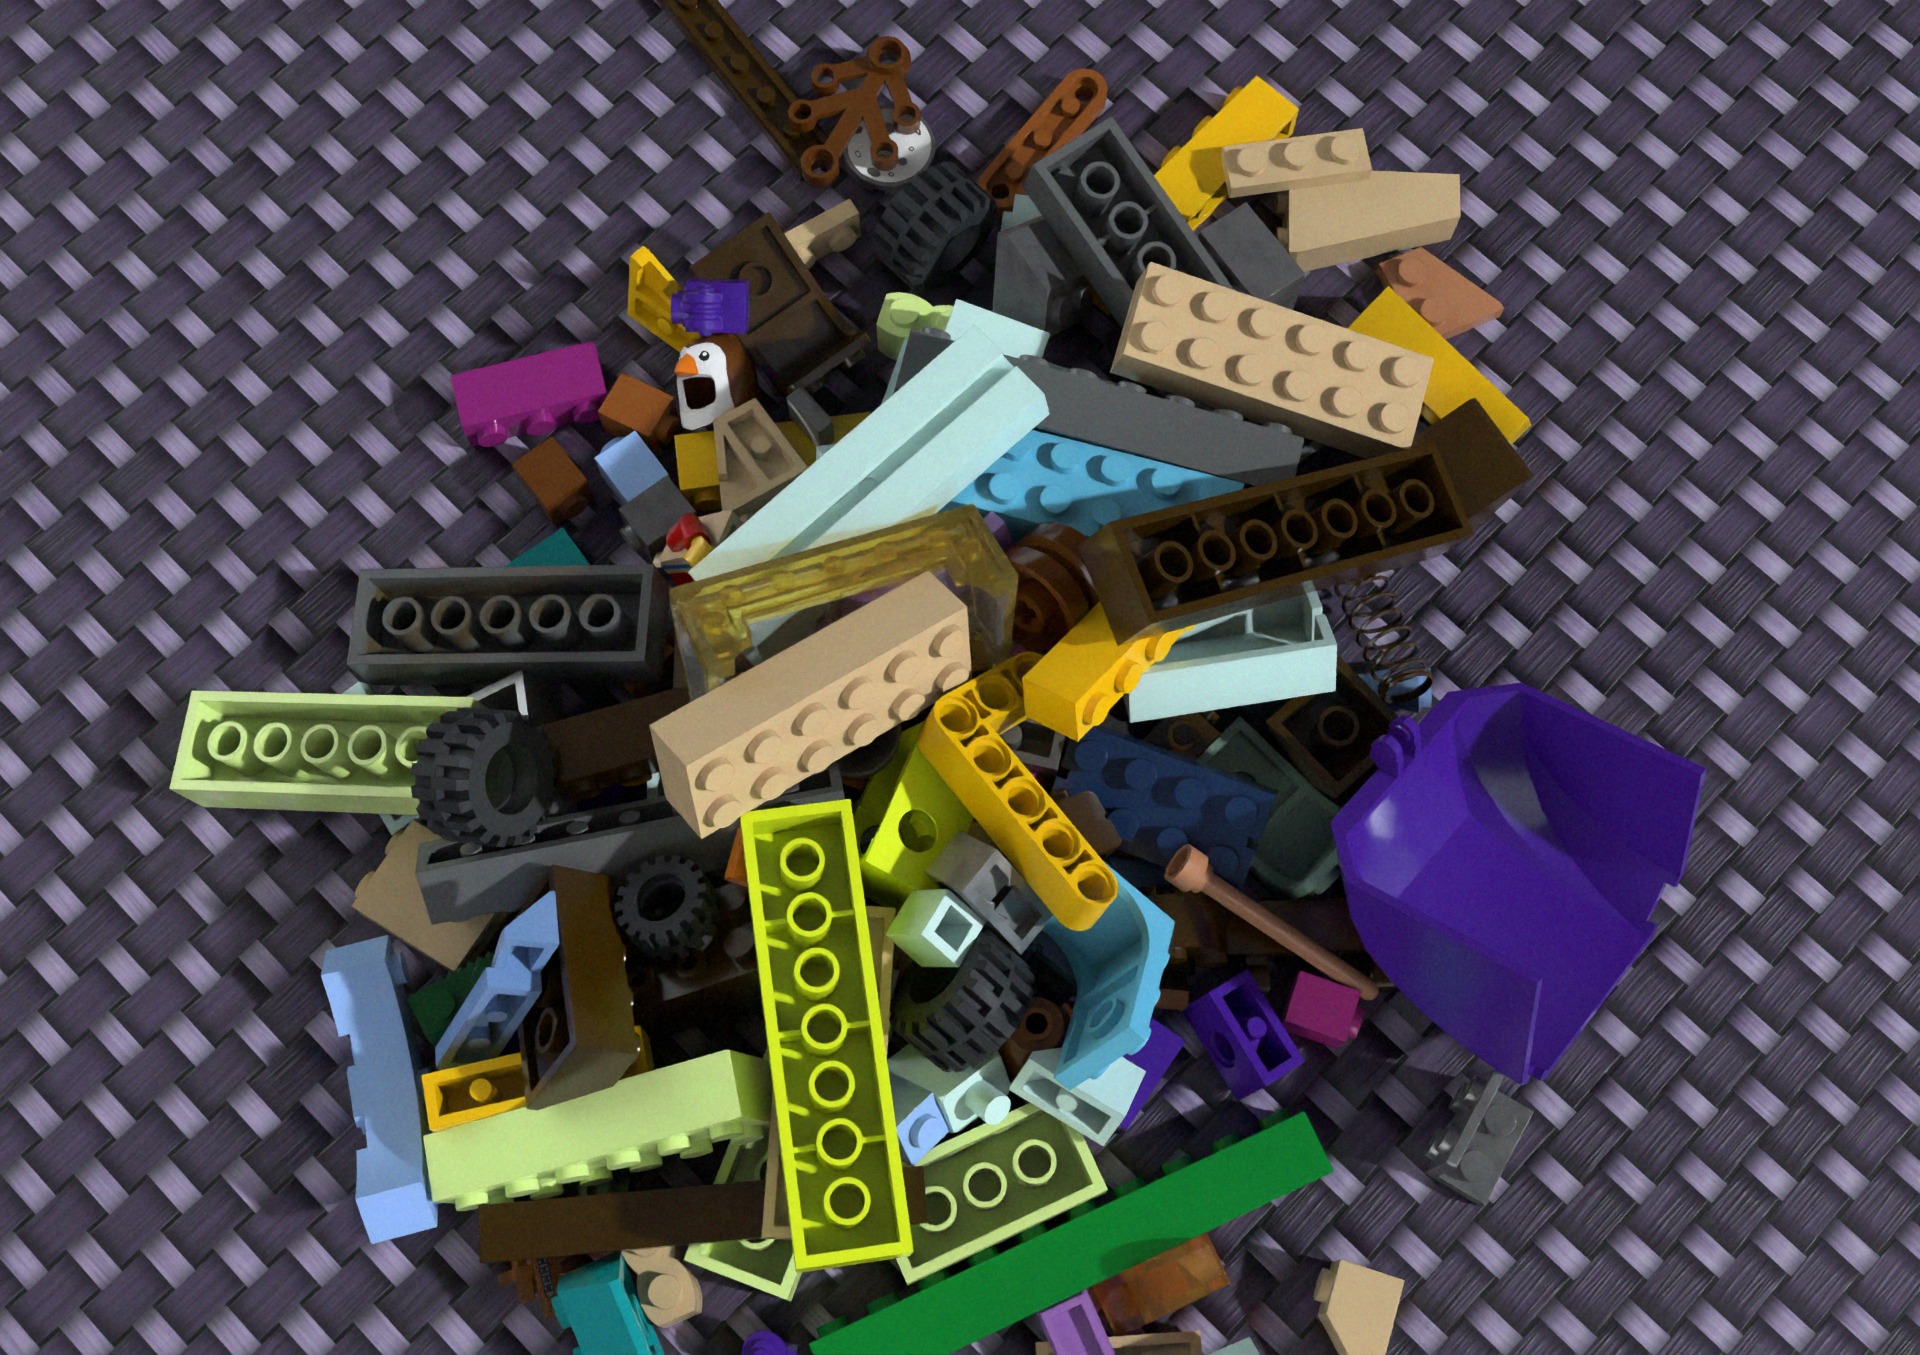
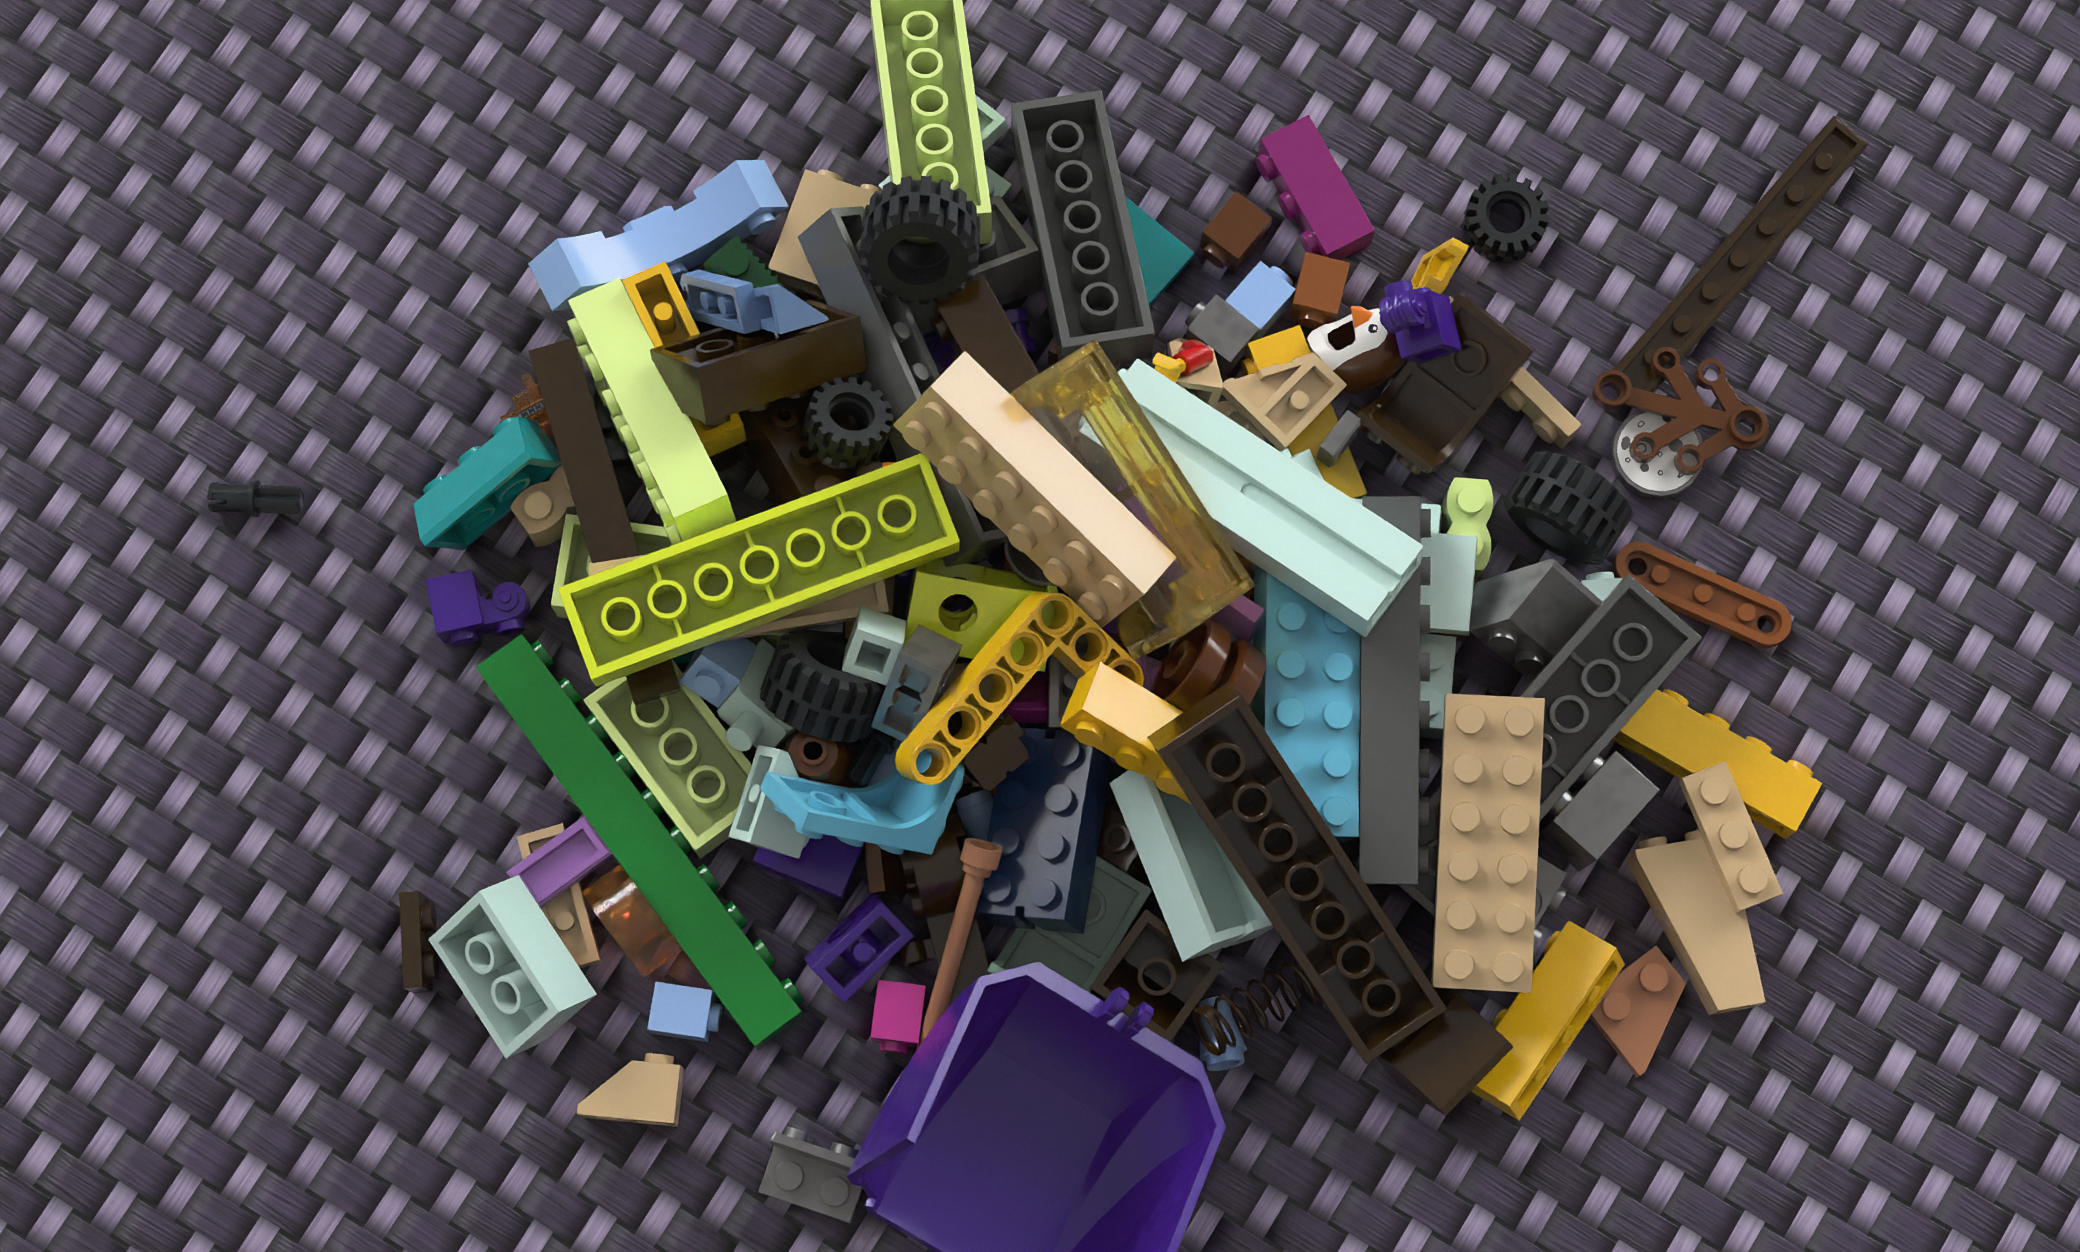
camera: 75 degrees right, 5 degrees up
(609, 201) = (1510, 192): none -> black tyre
(1276, 1245) = (684, 1012): none -> light blue brick

